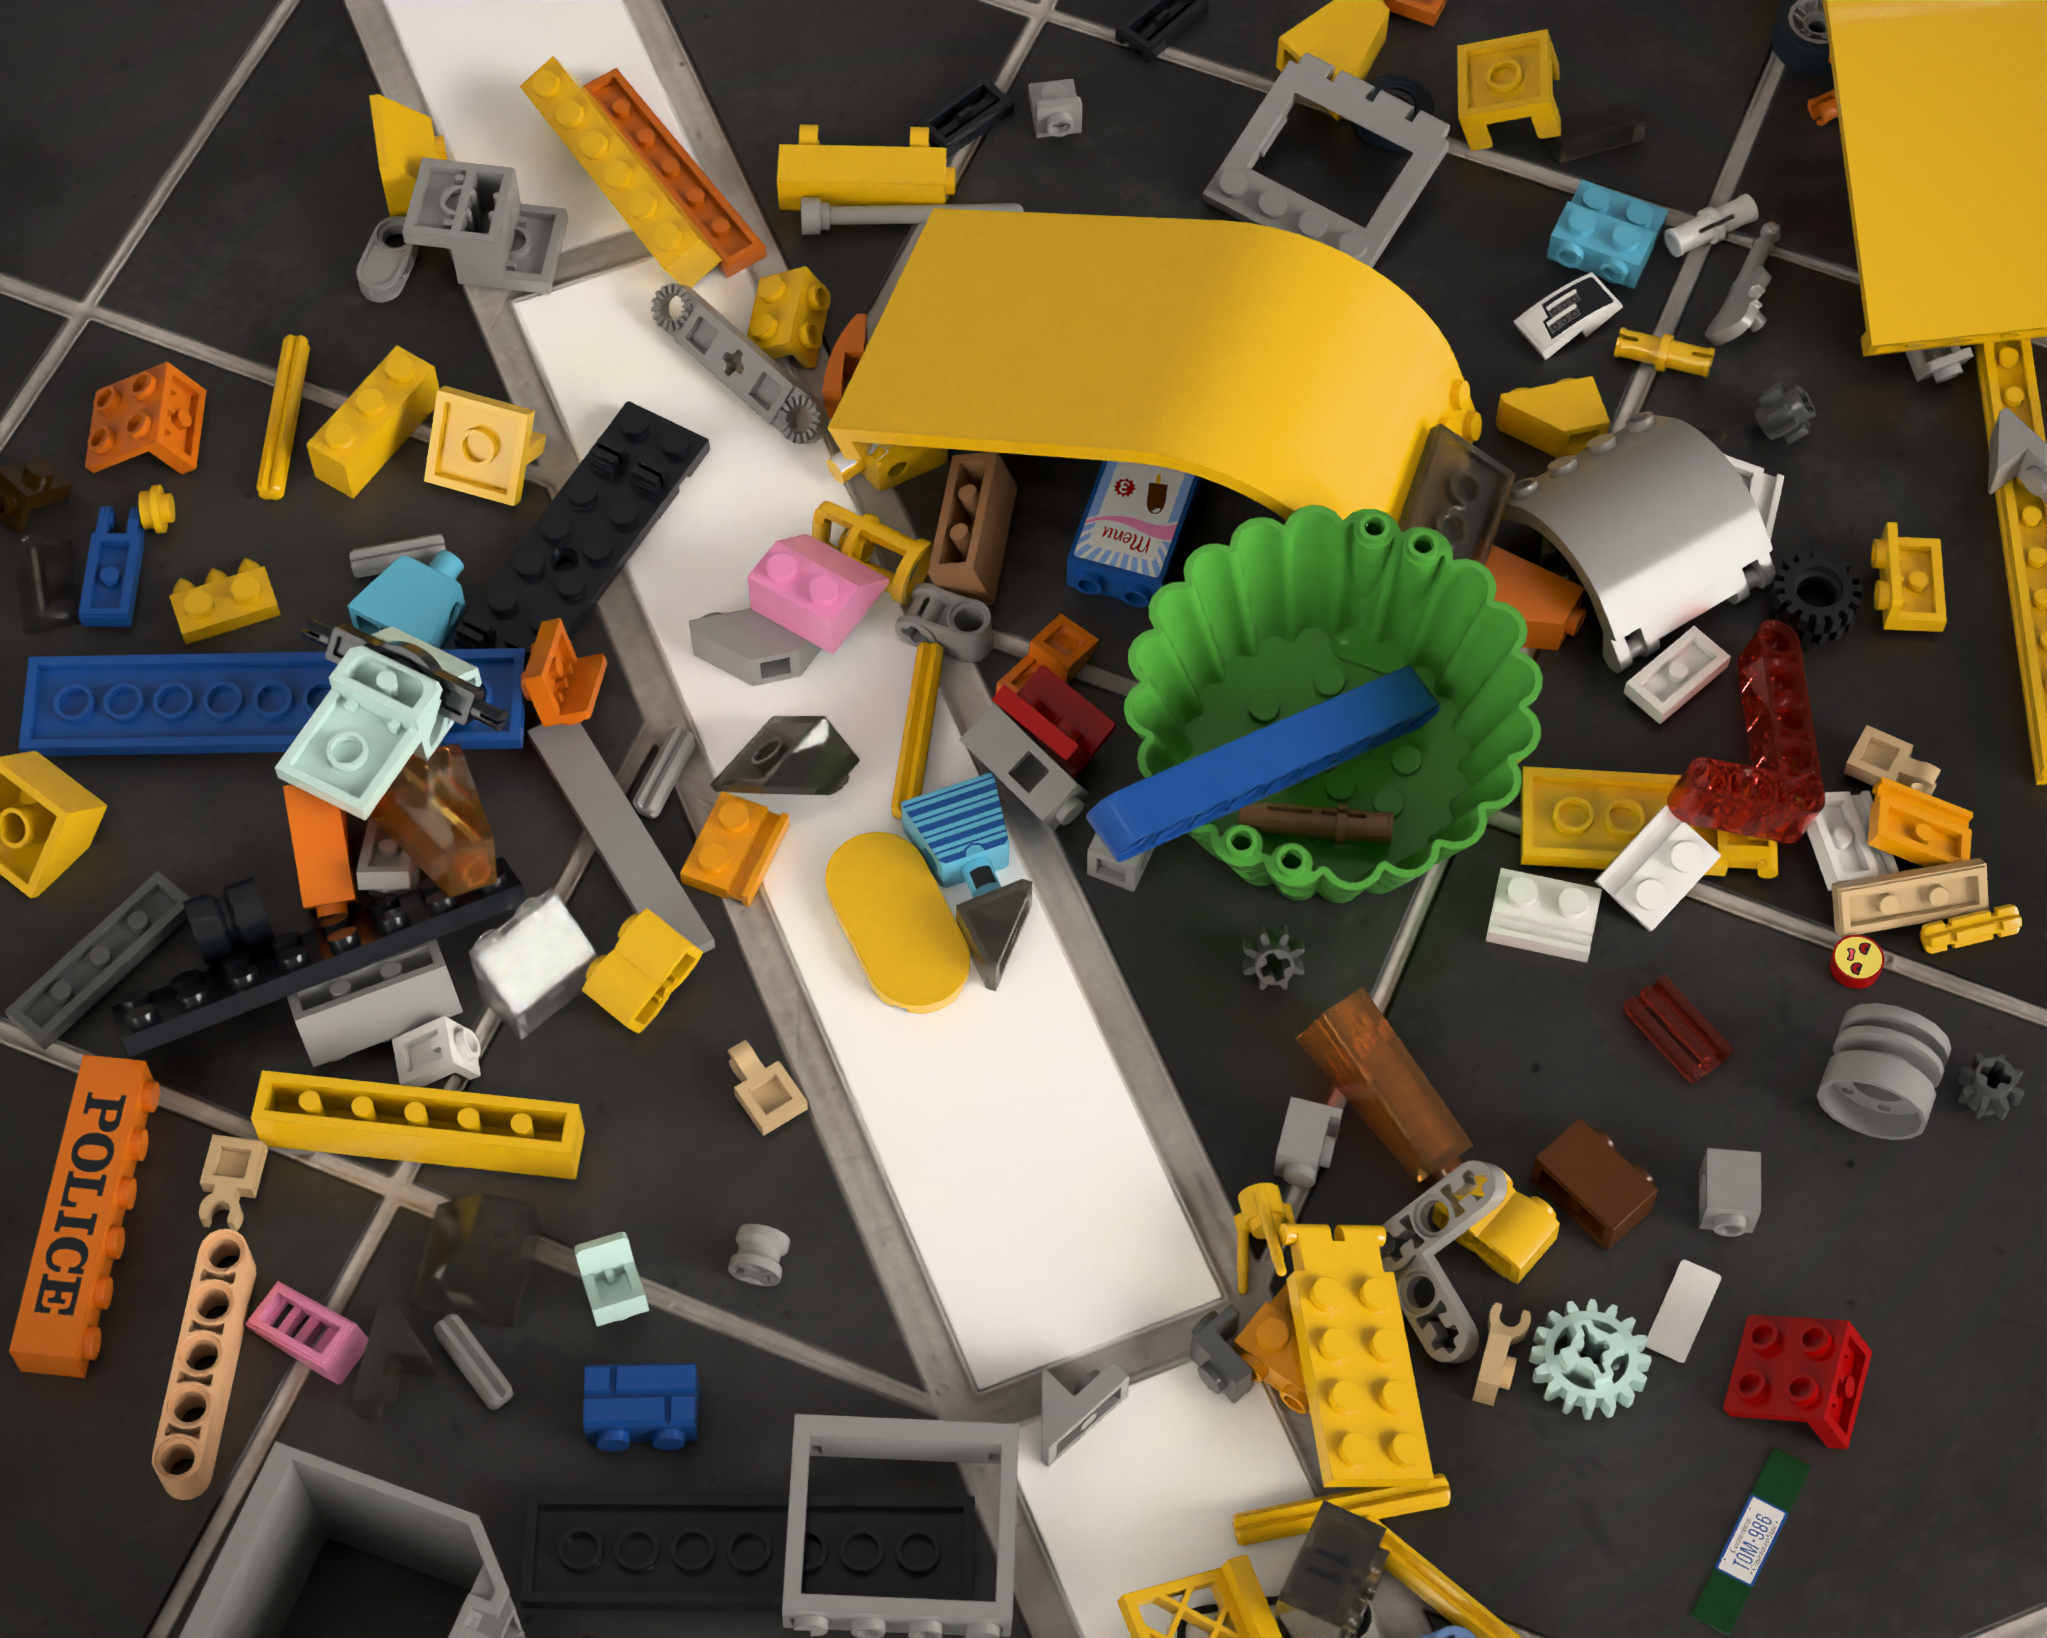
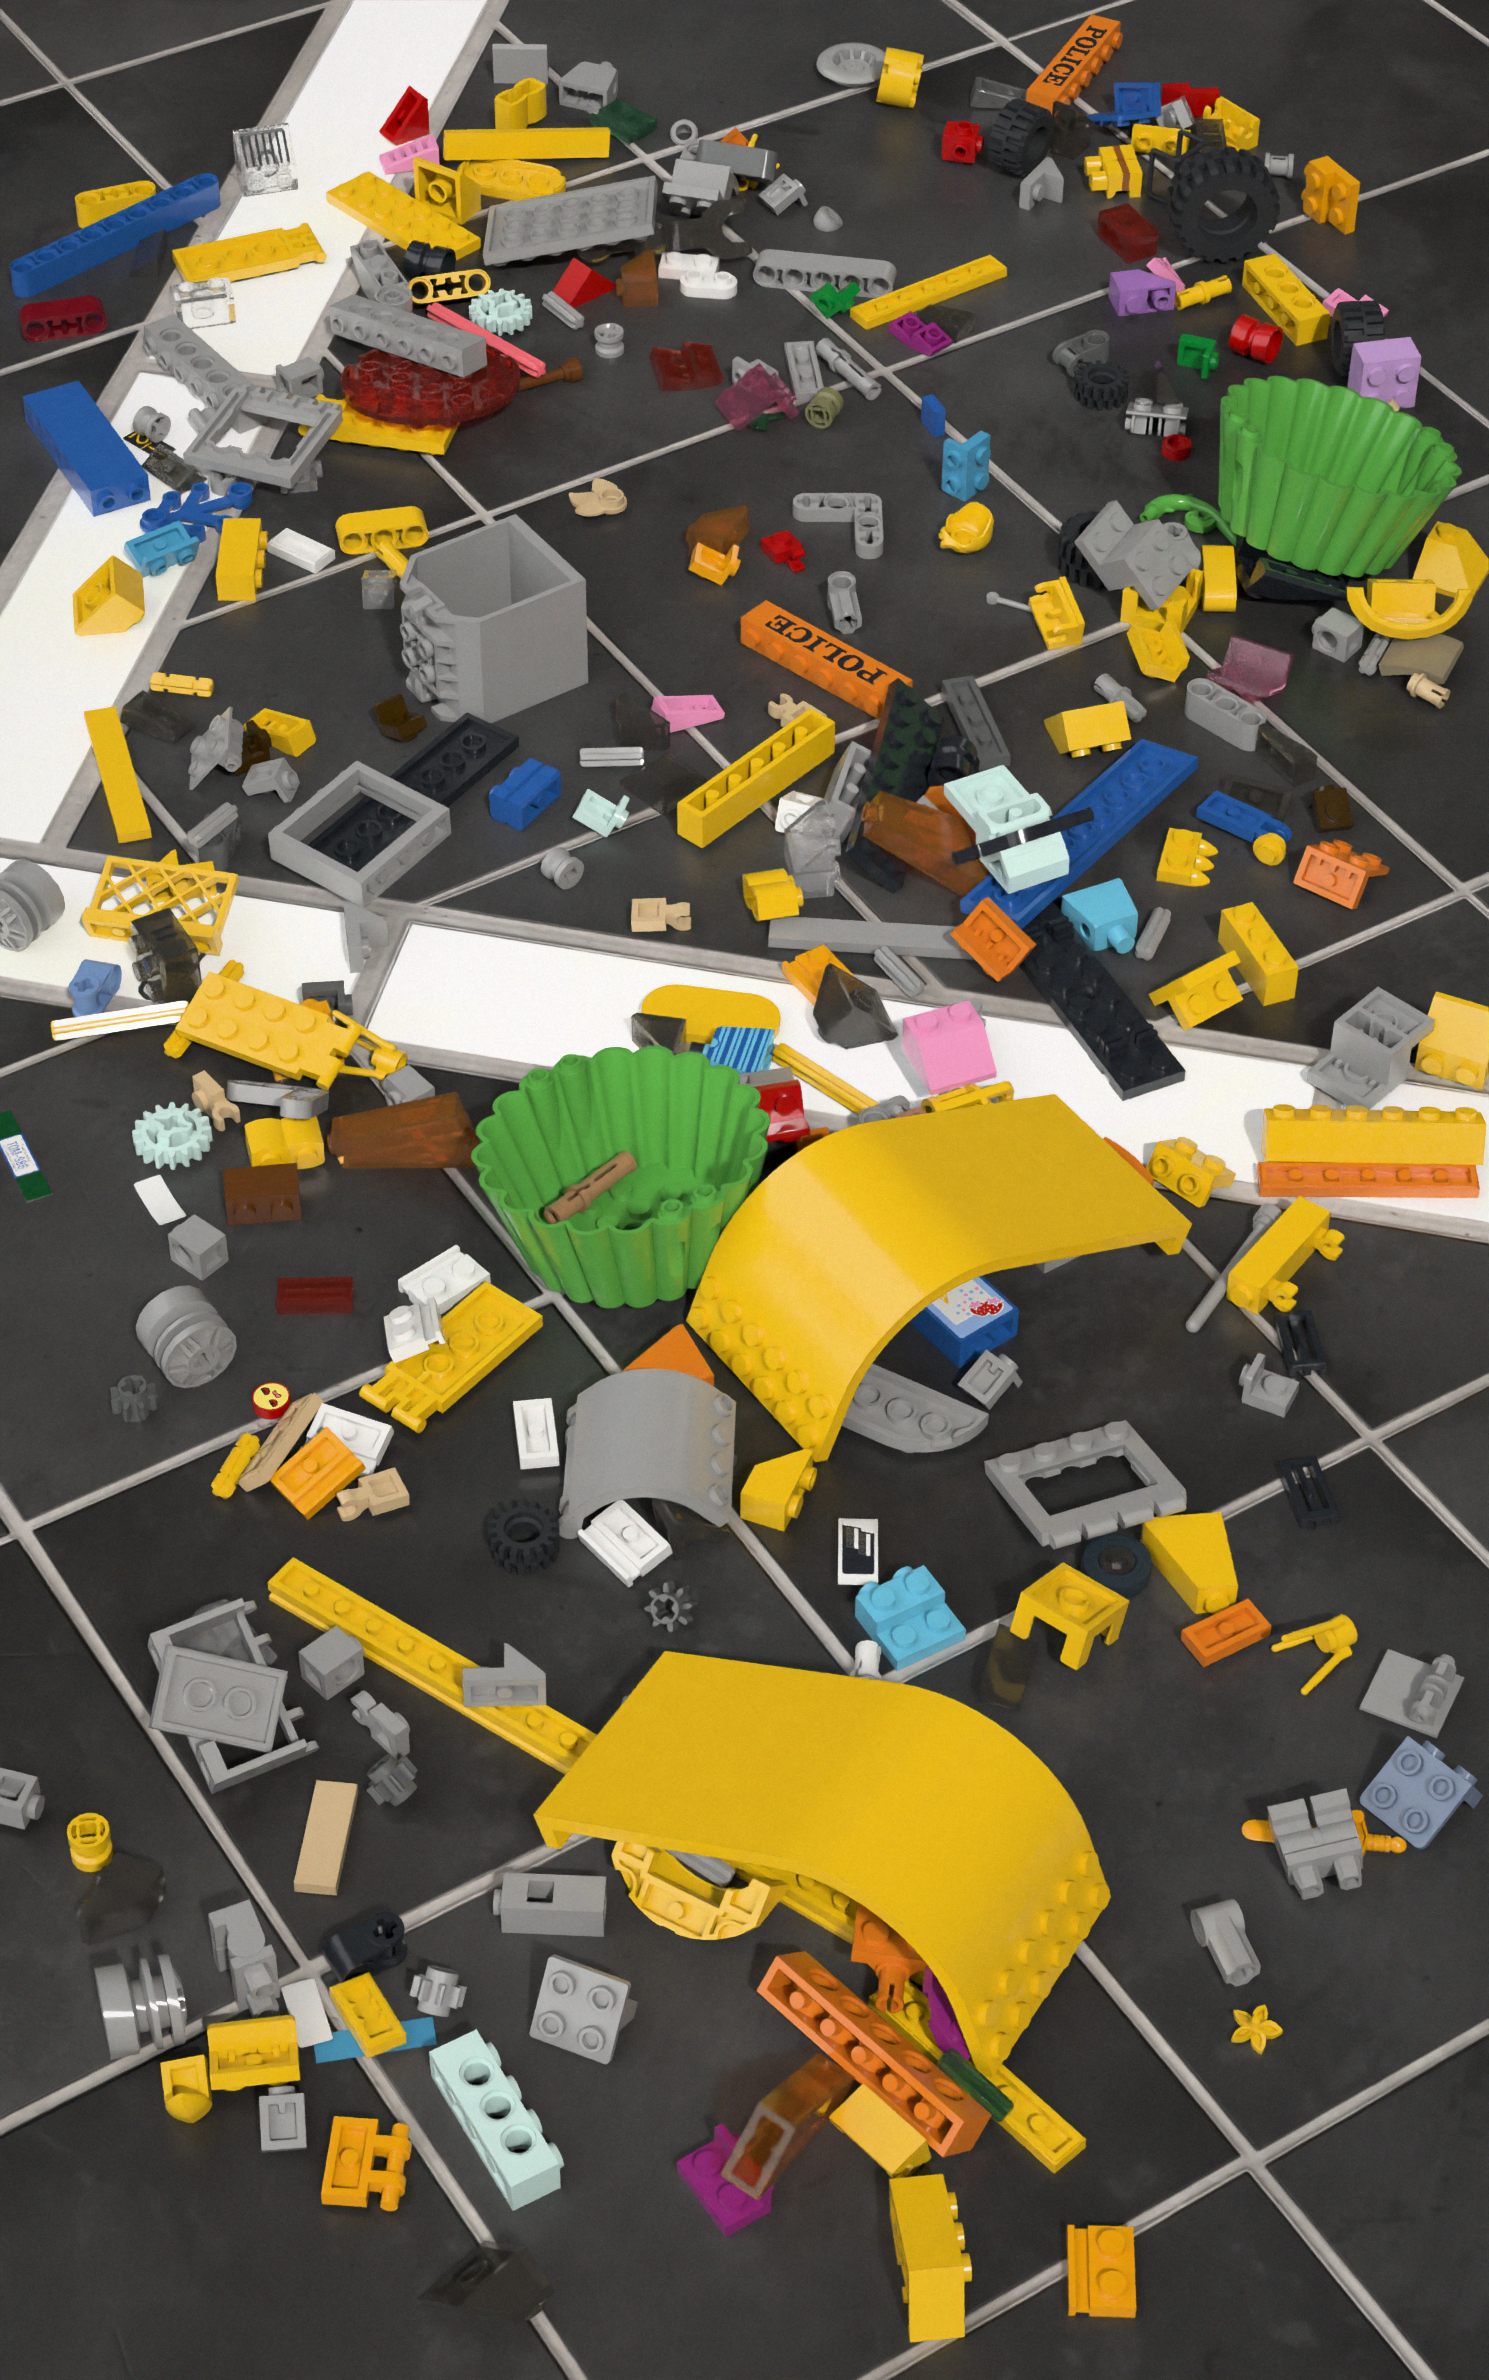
camera: 125 degrees right, 15 degrees down
(211, 1386) = (701, 668): light nougat beam -> none
(283, 417) = (1307, 932): yellow axle -> none
(761, 385) = (1204, 1126): light grey piece -> none
(1261, 763) = (615, 1095): blue beam -> none
(1457, 494) = (732, 1344): clear smoke tile -> none
(1664, 352) = (780, 1582): yellow pin -> none
(1742, 303) = (778, 1640): light grey piece -> none
(1785, 785) = (432, 1419): clear red beam -> none
(1800, 1374) = (59, 1208): red bracket -> none
(1909, 581) = (488, 1587): yellow bracket -> none

